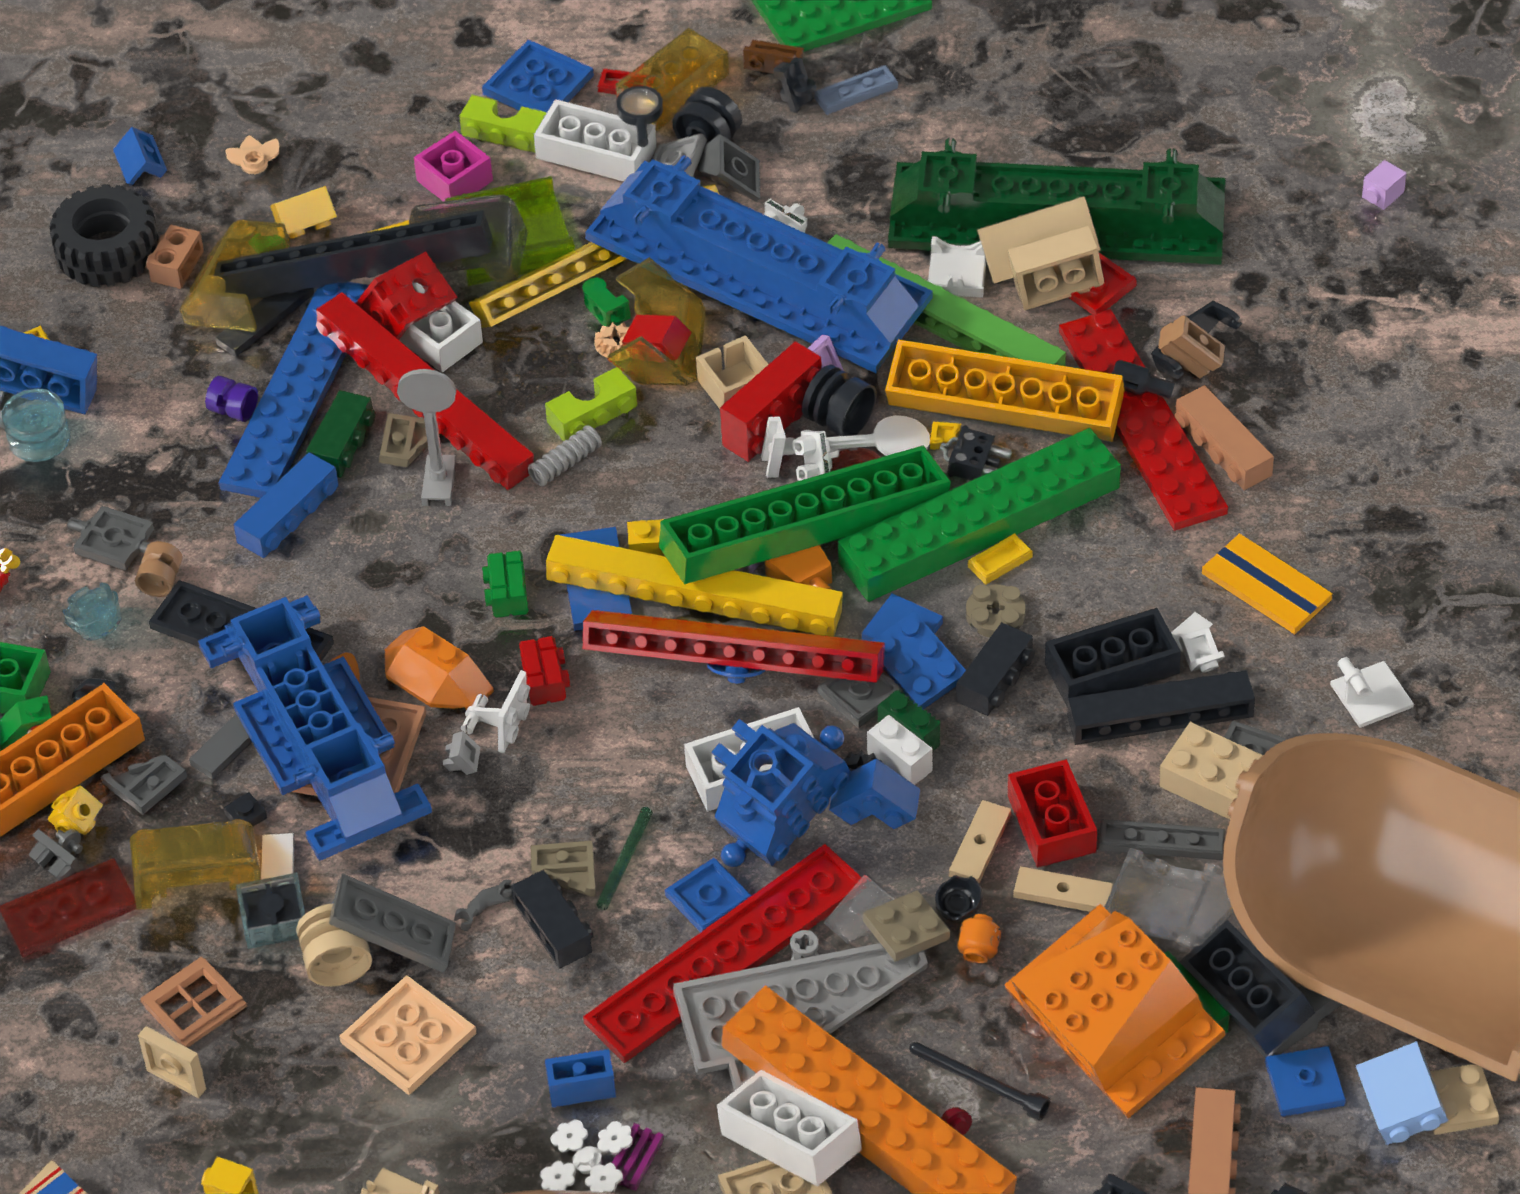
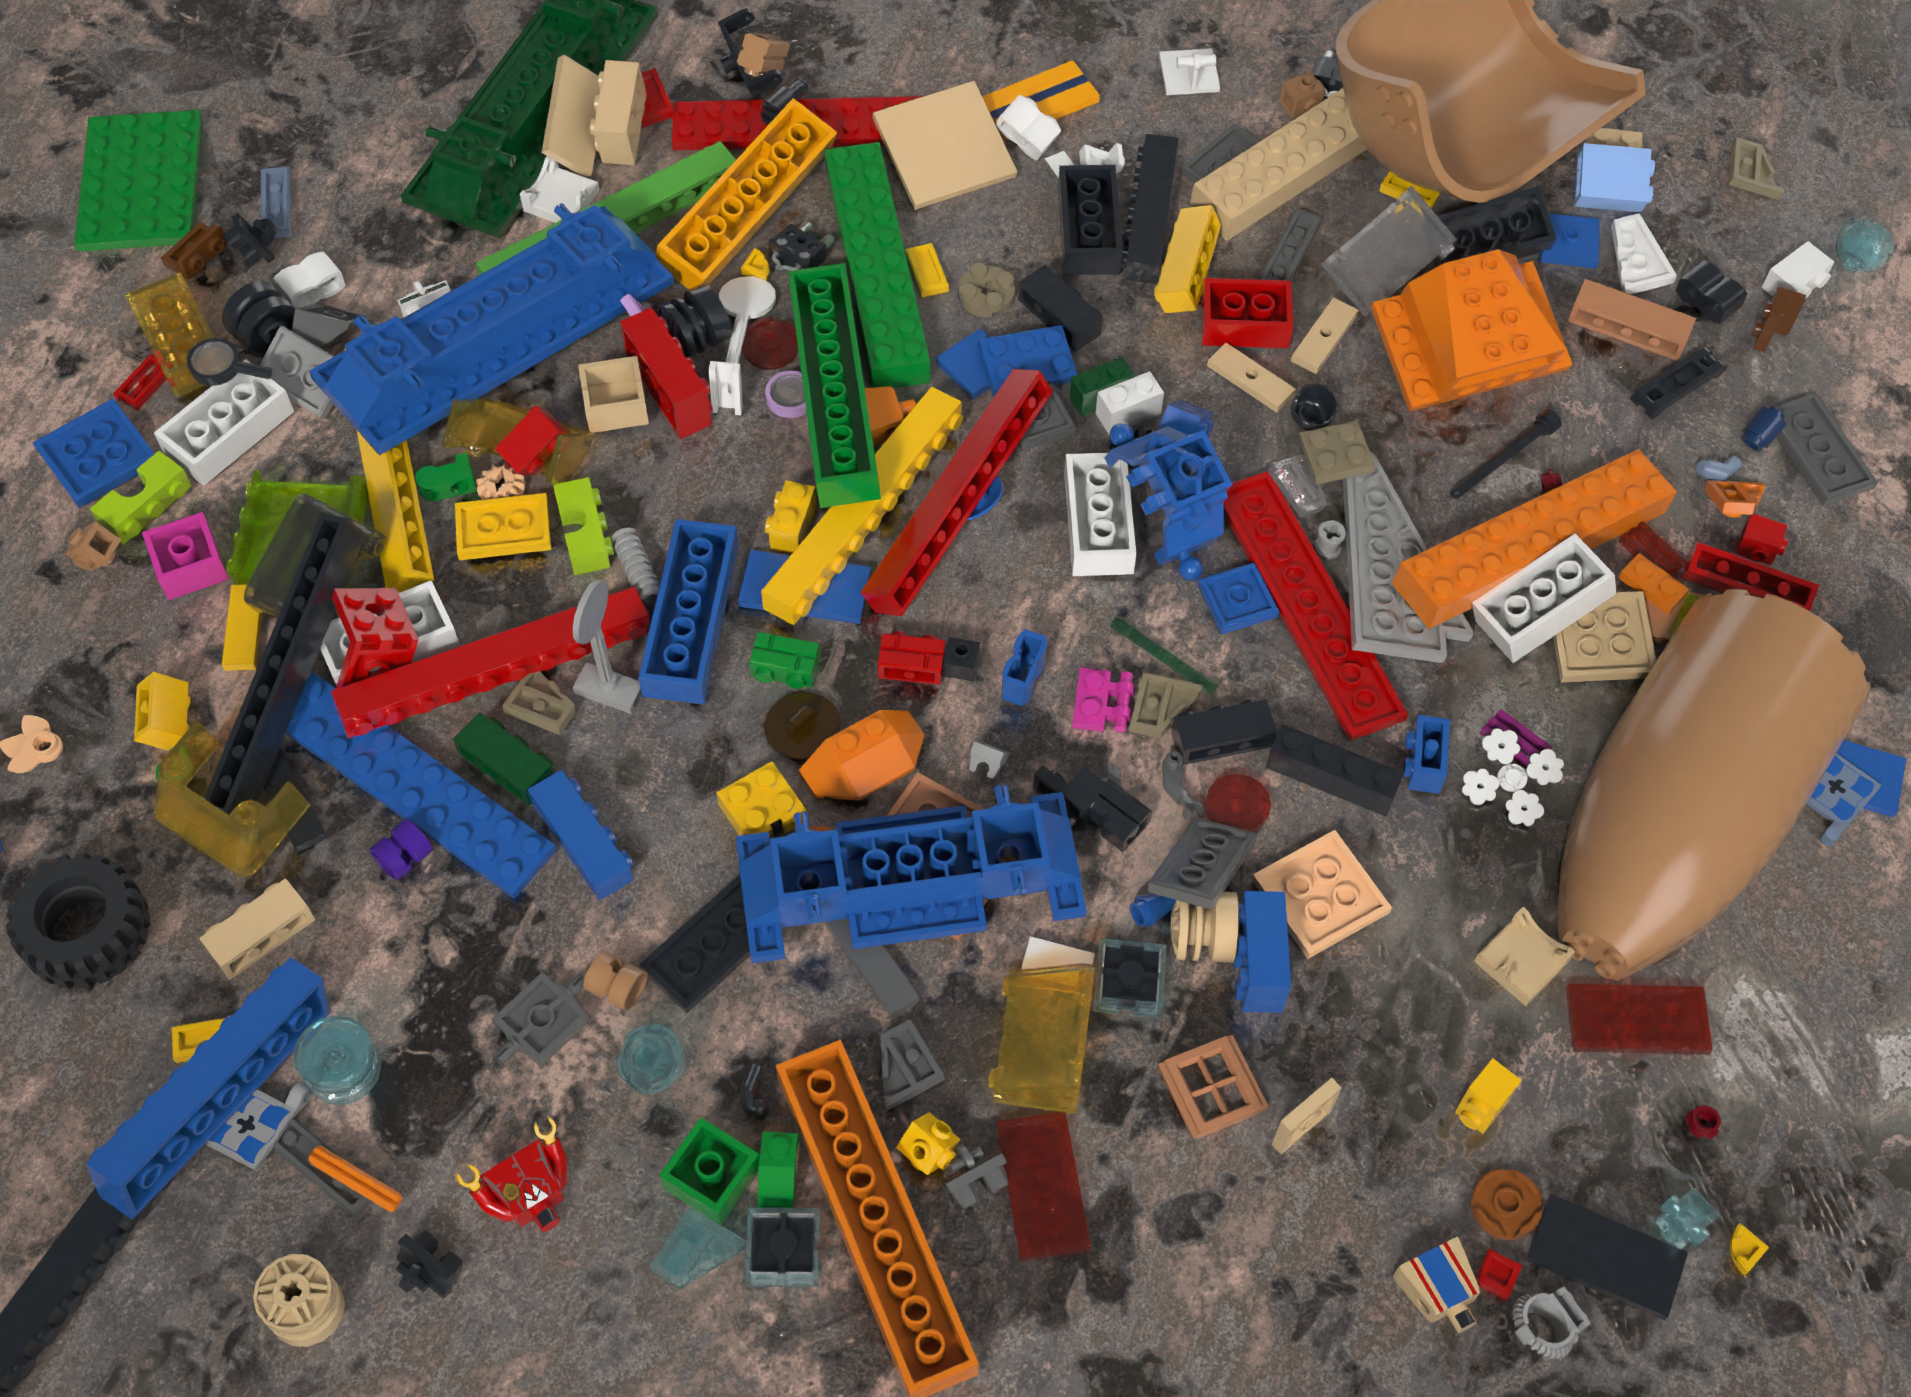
camera: 75 degrees left, 10 degrees up
(136, 341) = (257, 928): none -> tan brick
(175, 256) = (152, 854): nougat brick -> none
(247, 809) = (980, 978): black plate -> none
(321, 993) = (1262, 952): none -> blue brick
(357, 614) = (761, 803): none -> yellow piece
(429, 112) = (92, 546): none -> medium nougat brick
(444, 845) = (1099, 800): none -> black plate
(453, 618) = (801, 724): none -> dark brown shield
(482, 952) = (1238, 802): none -> clear red tile
(507, 718) = (967, 696): white plate -> none
(527, 500) = (689, 612): none -> blue brick
(539, 1011) = (1334, 770): none -> black brick
(557, 816) = (1092, 698): none -> dark pink plate
(558, 707) = (961, 659): none -> black plate
(558, 748) = (1024, 667): none -> blue brick
(569, 354) = (502, 526): none -> yellow plate
(773, 140) = (310, 280): none -> white brick
(816, 454) = (755, 360): white hips -> none
(979, 938) = (1360, 406): orange head -> none
(1103, 748) = (1188, 259): none -> yellow brick
(1156, 521) = (944, 145): none -> tan tile
(1211, 578) = (1028, 127): none -> white brick
(1224, 438) = (868, 72): nougat brick -> none
(1310, 1148) = (1639, 256): none -> white wing

